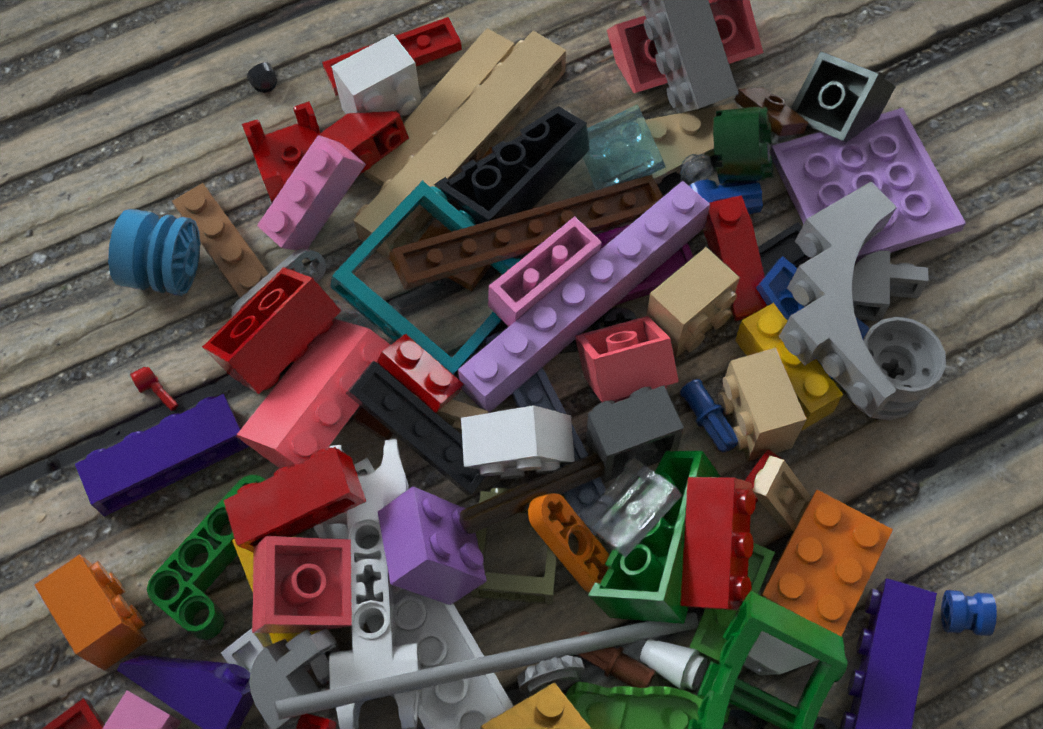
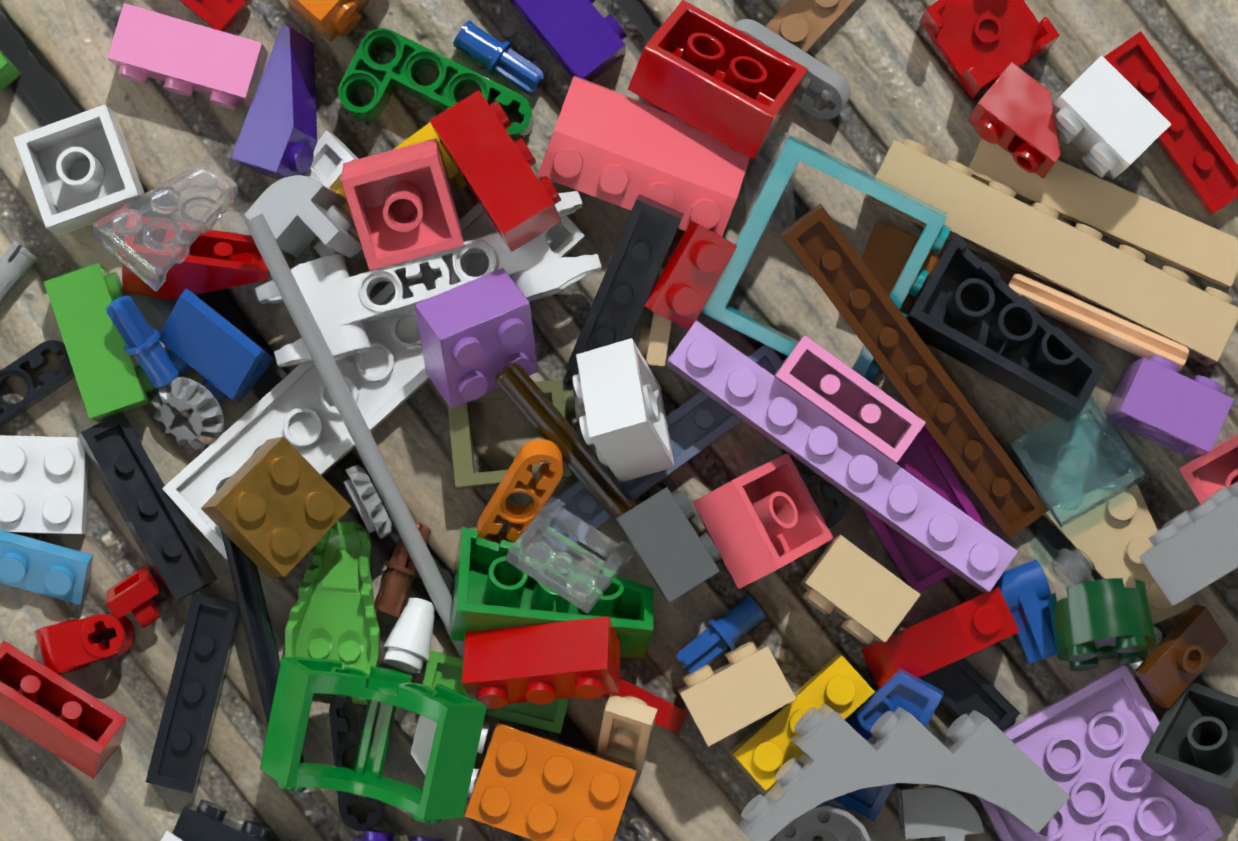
camera: 75 degrees right, 20 degrees up
(203, 501) = (499, 58): none -> blue axle
(311, 194) = (915, 77): bright pink brick -> none
(529, 108) = (1098, 322): none -> light nougat axle
(594, 78) = (1169, 406): none -> medium lavender brick

